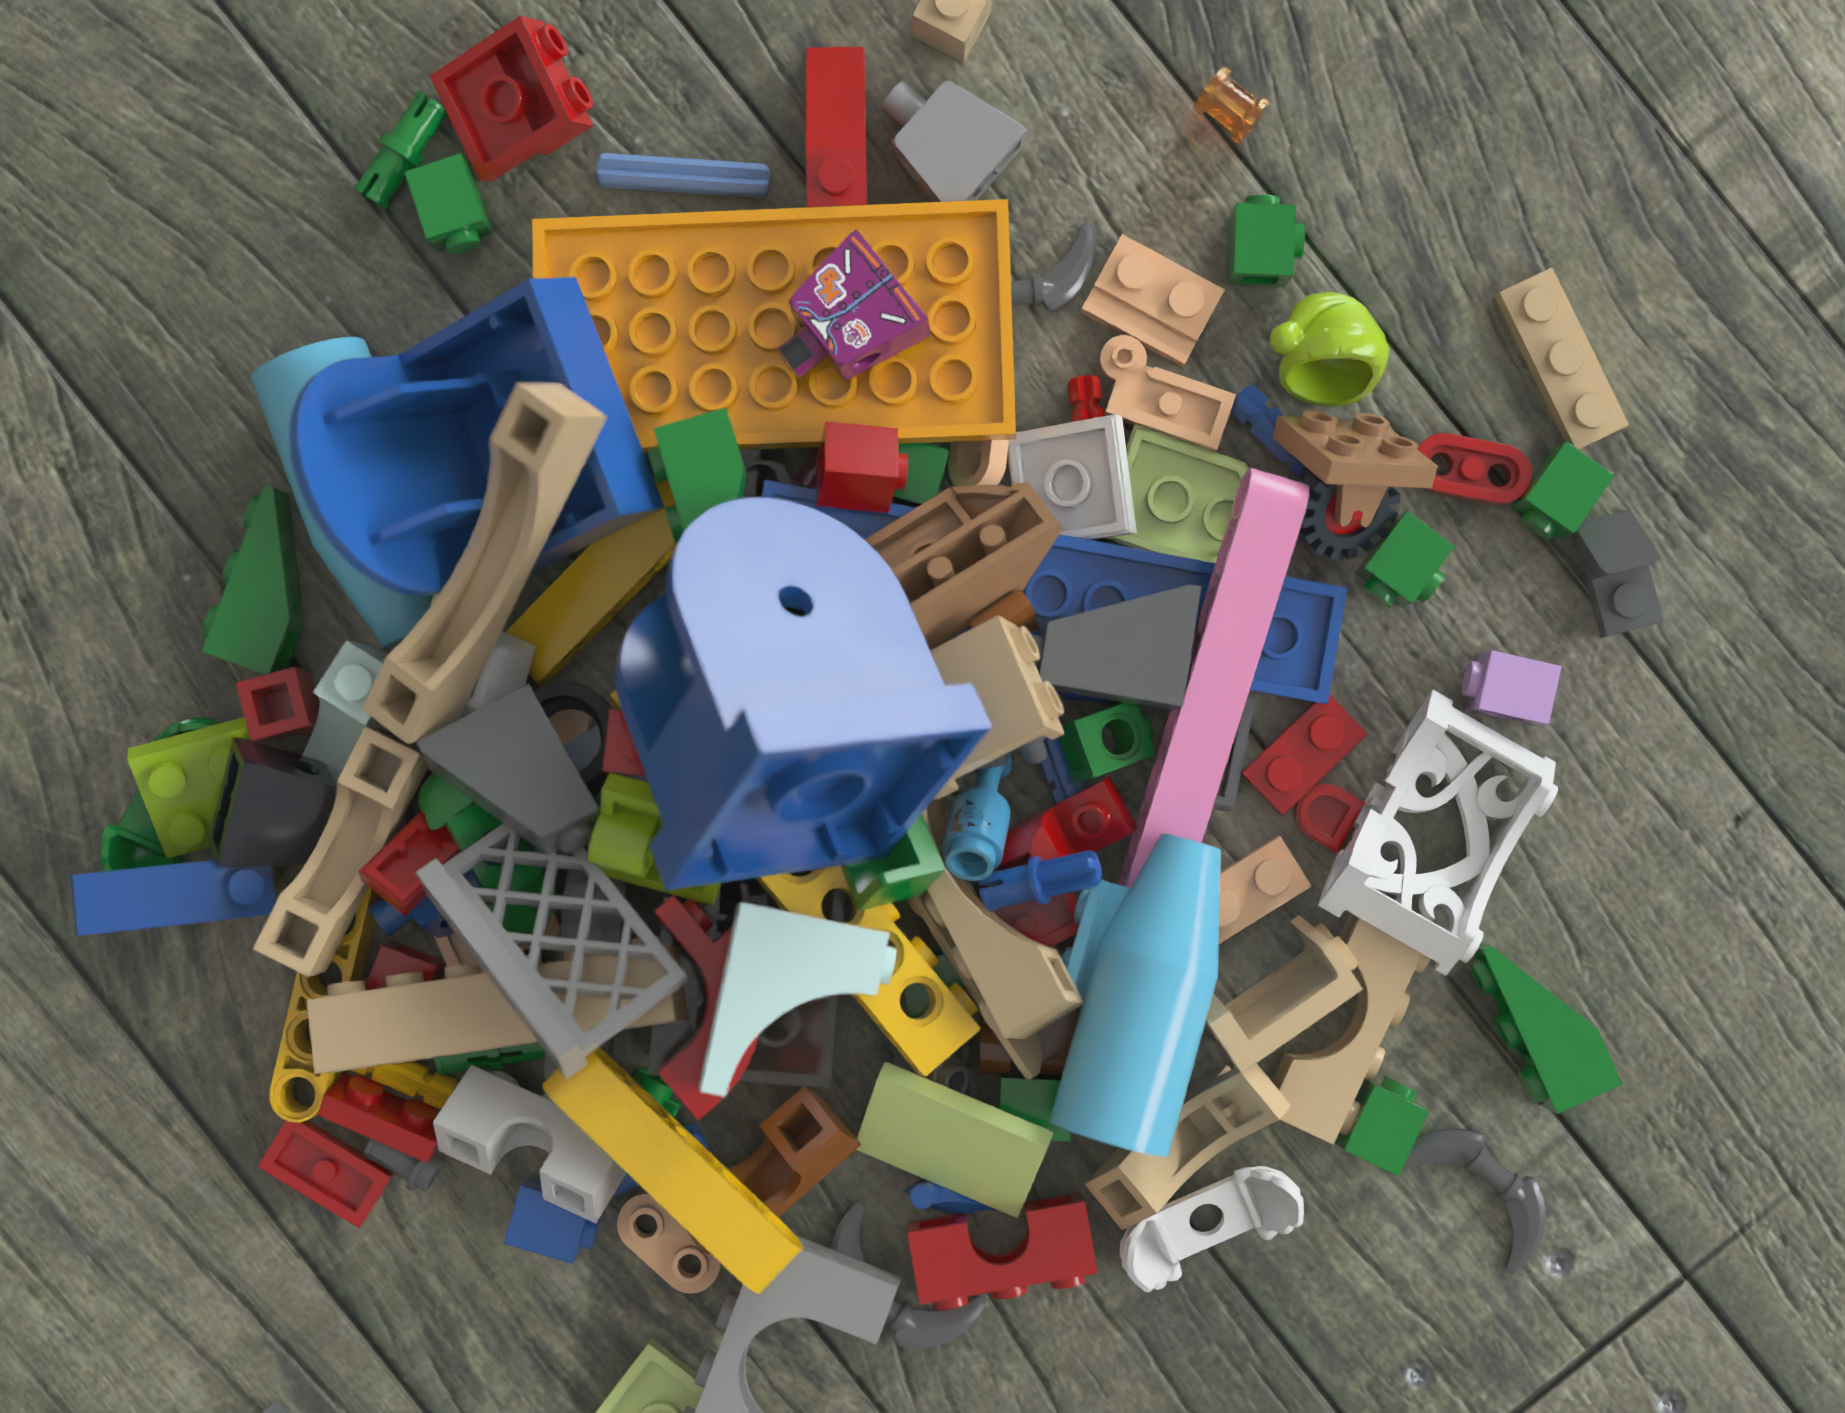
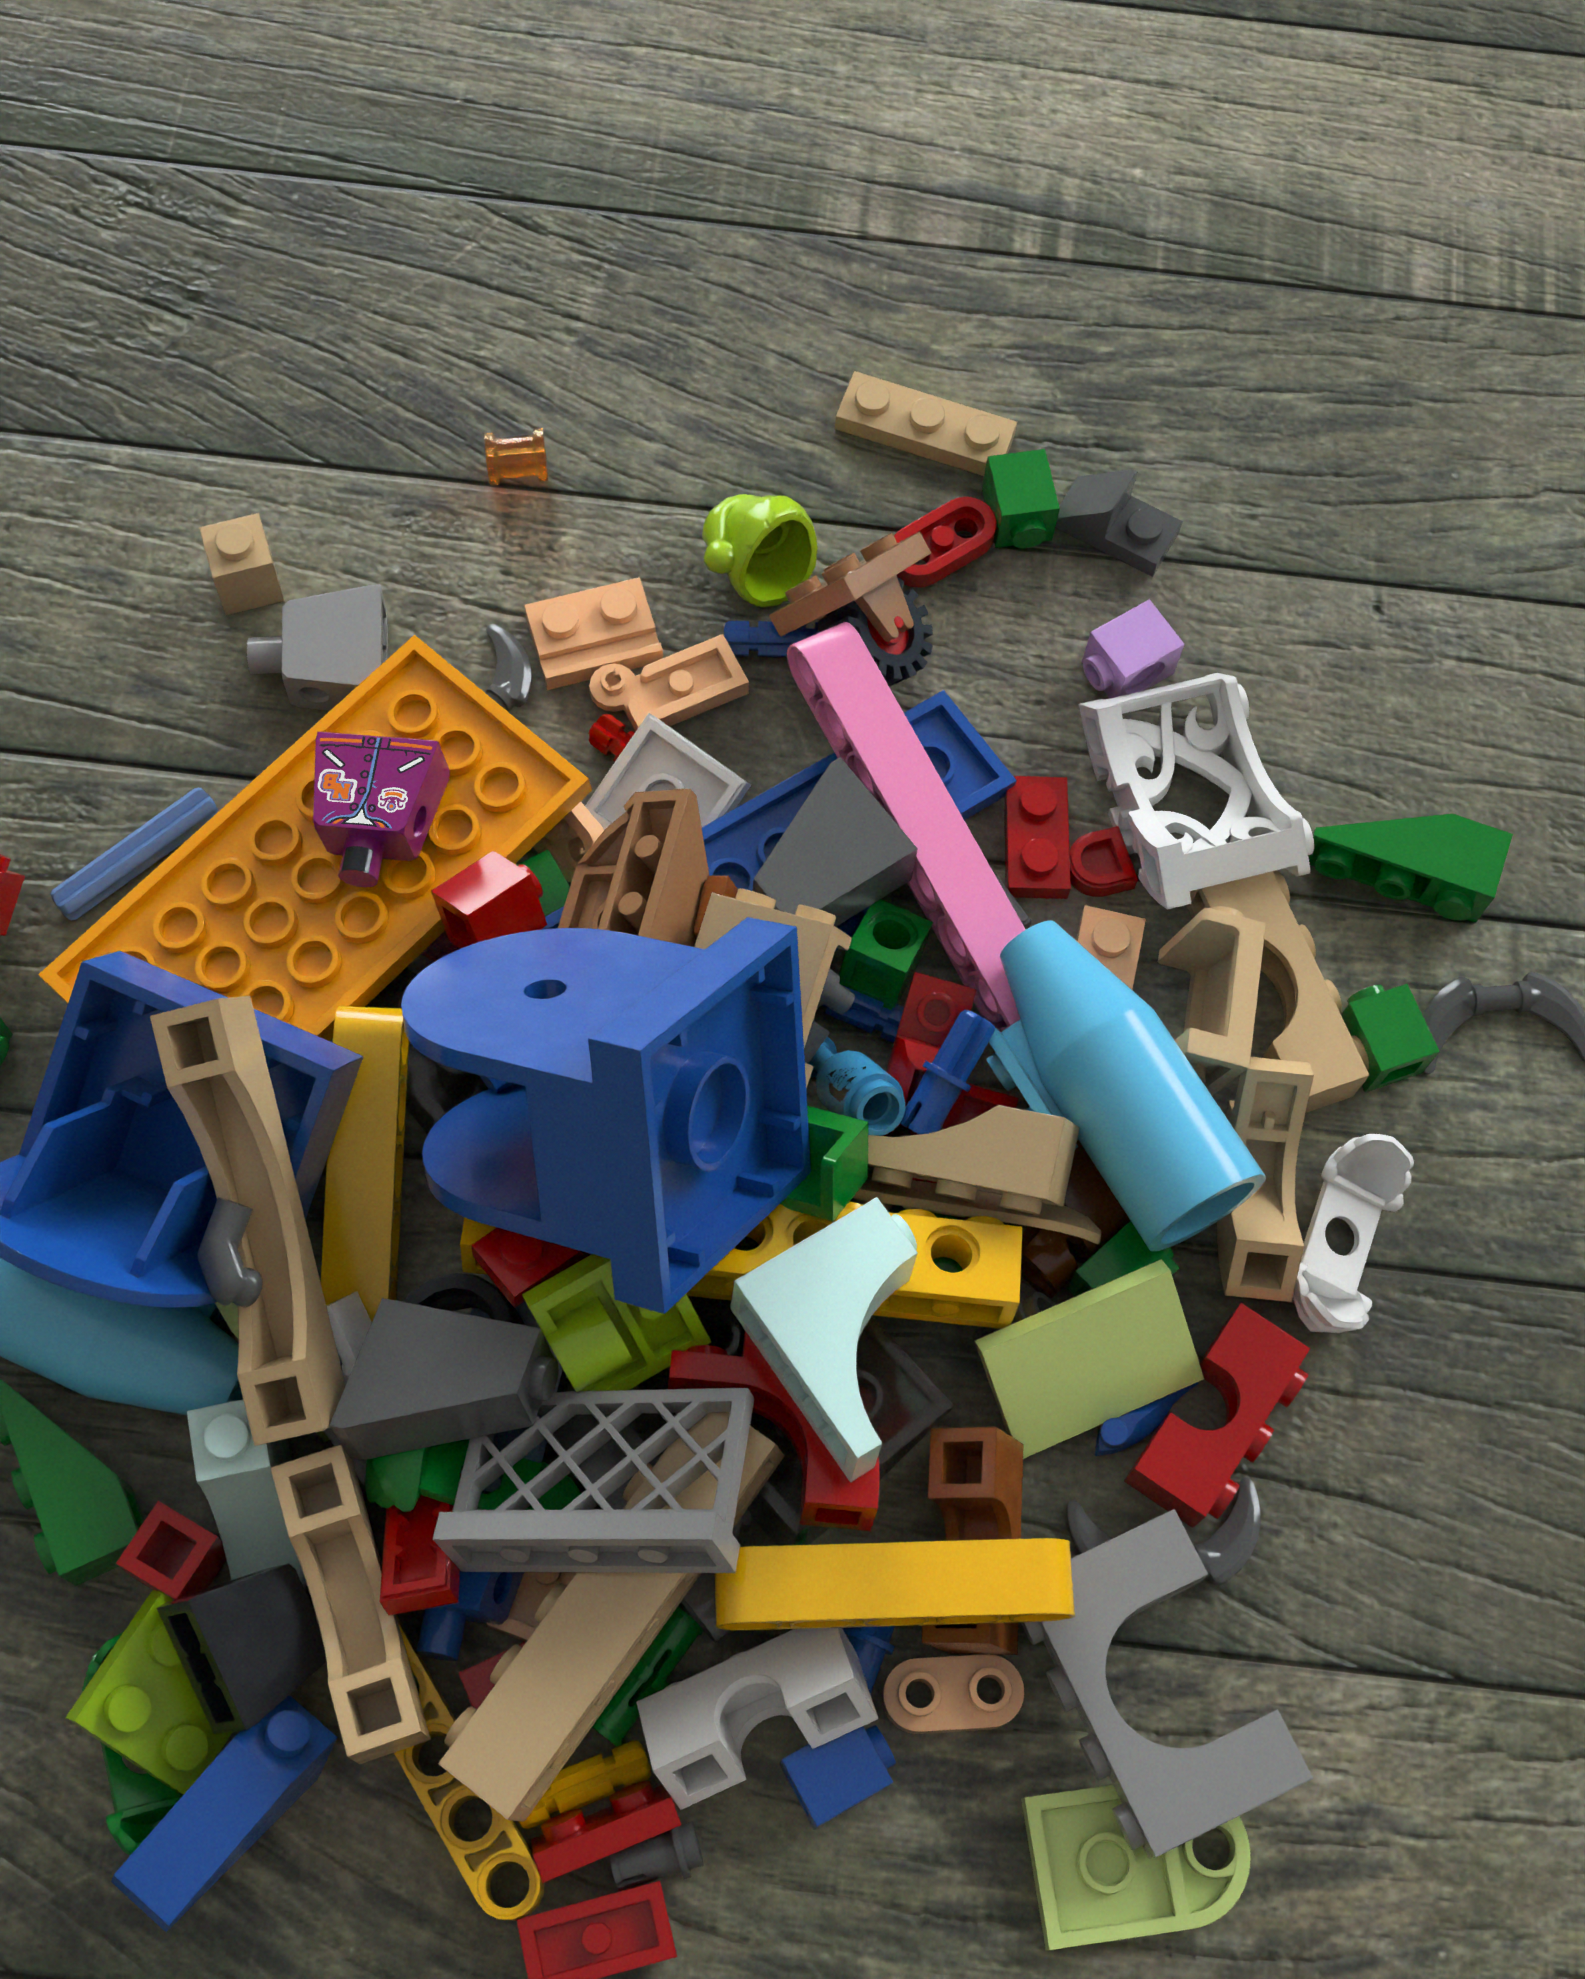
camera: 50 degrees left, 20 degrees down
(438, 572) = (220, 1257): none -> dark grey arm
(701, 465) = (358, 999): green slope -> none
(836, 127) = (227, 713): red slope -> none
(1179, 495) = (759, 734): yellowish green tile -> none
(1263, 242) = (634, 523): green brick -> none
(1404, 563) = (965, 638): green brick -> none

